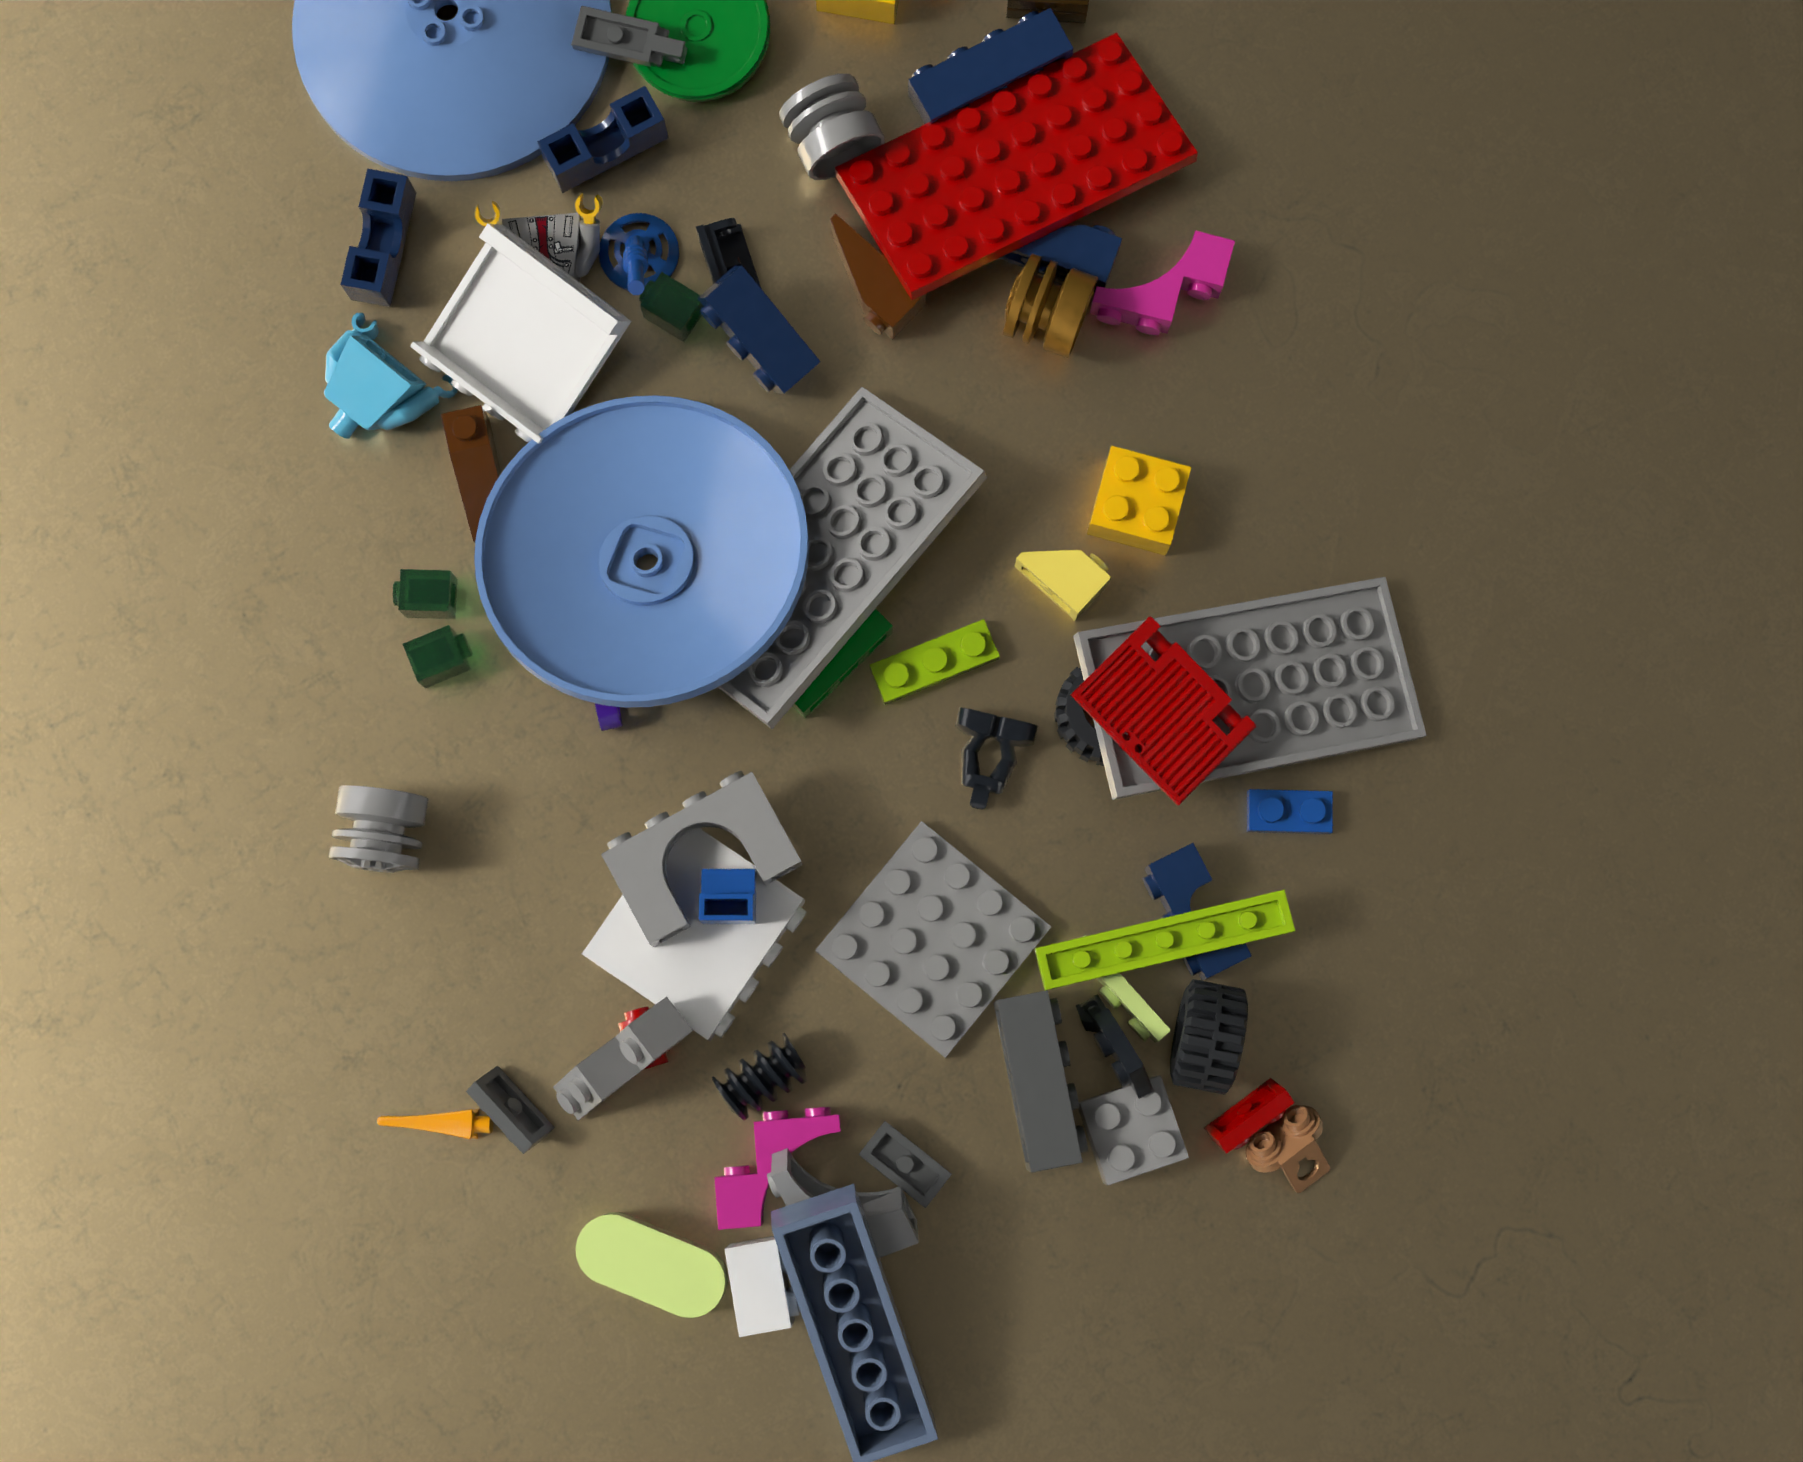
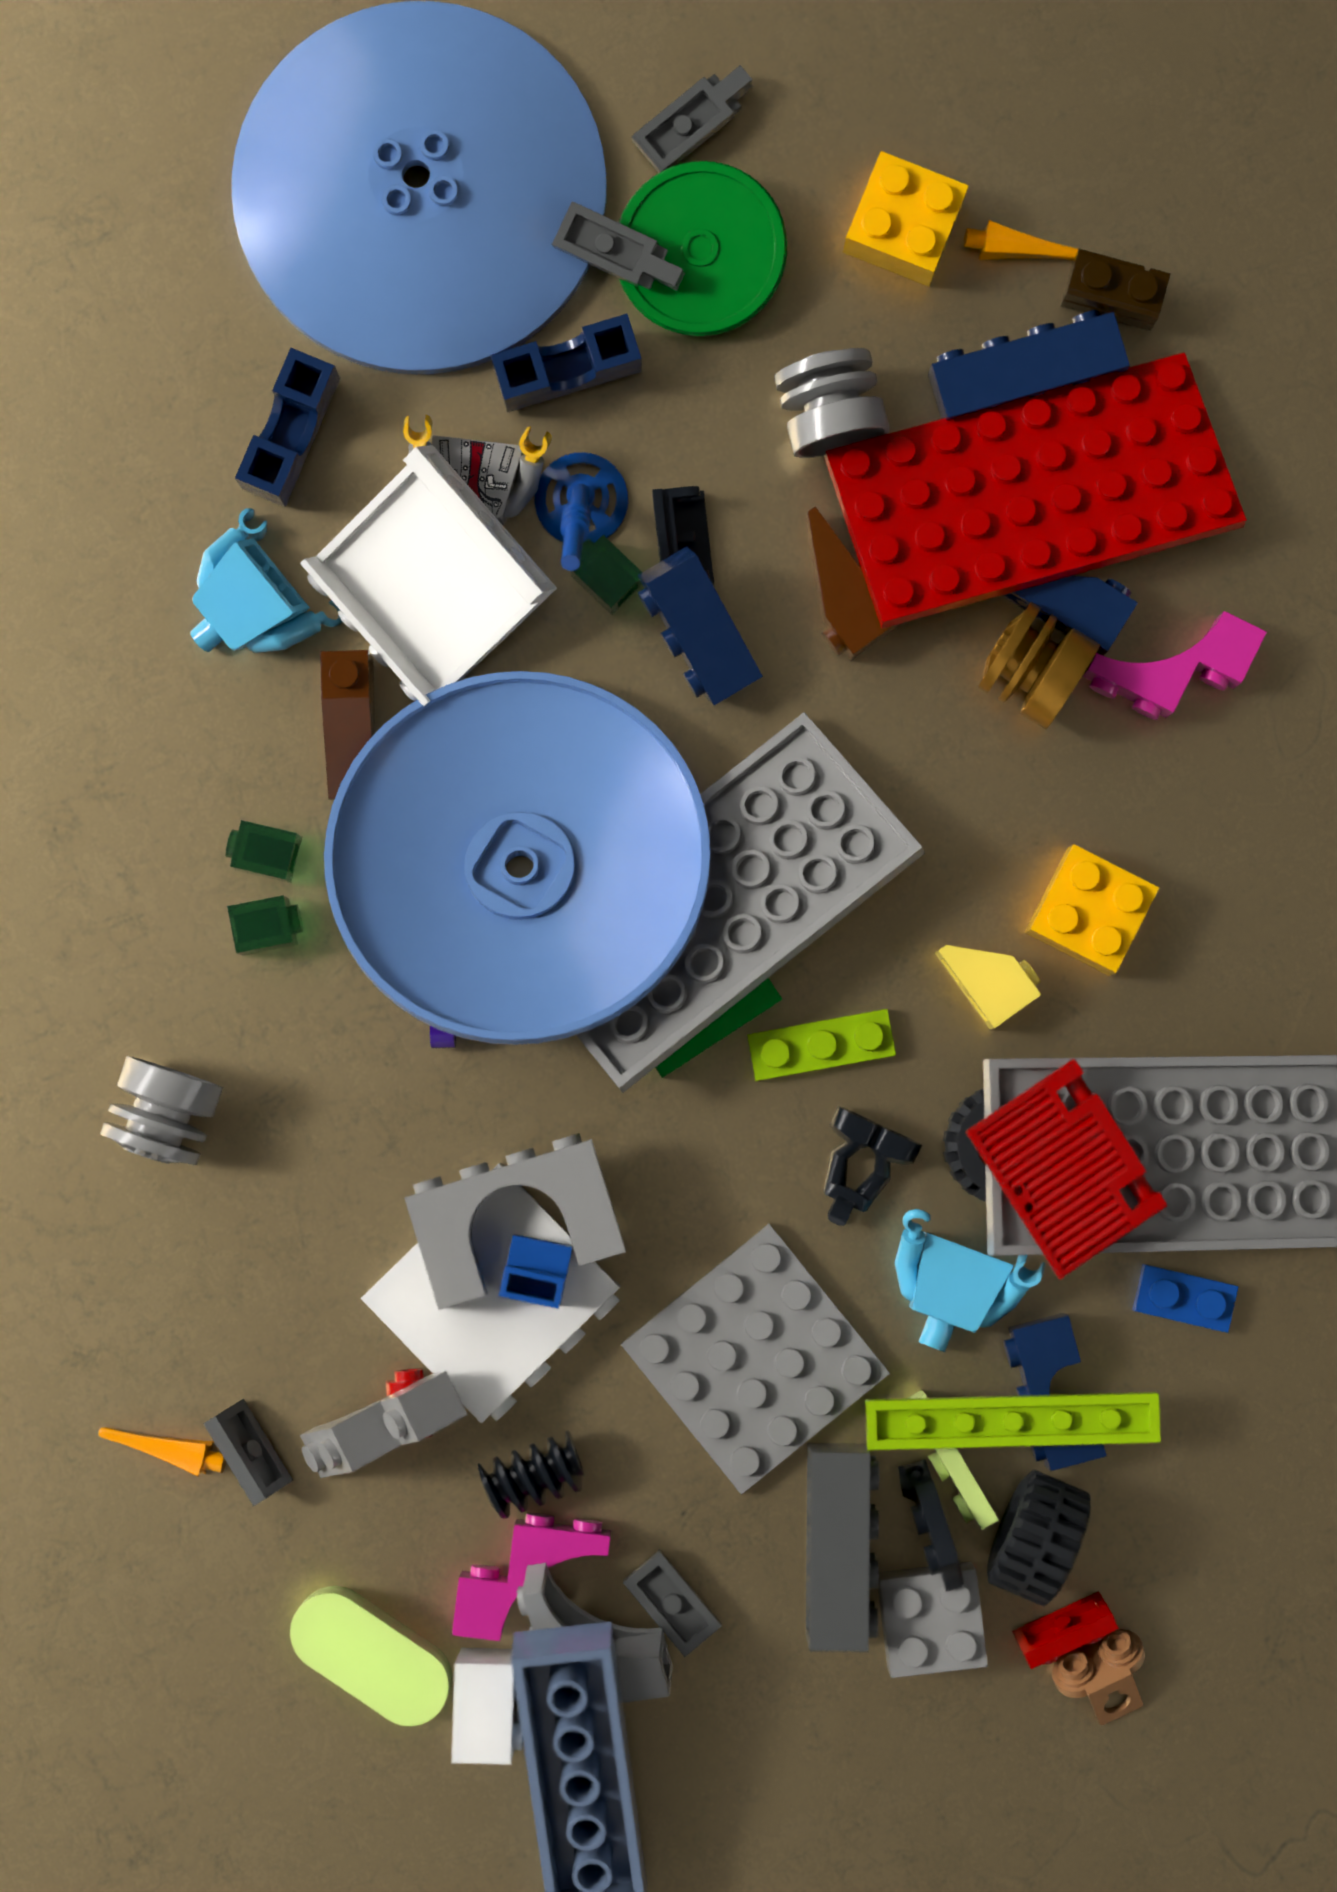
camera: 15 degrees right, 5 degrees up
(1091, 836) = (956, 1283): none -> medium azure torso

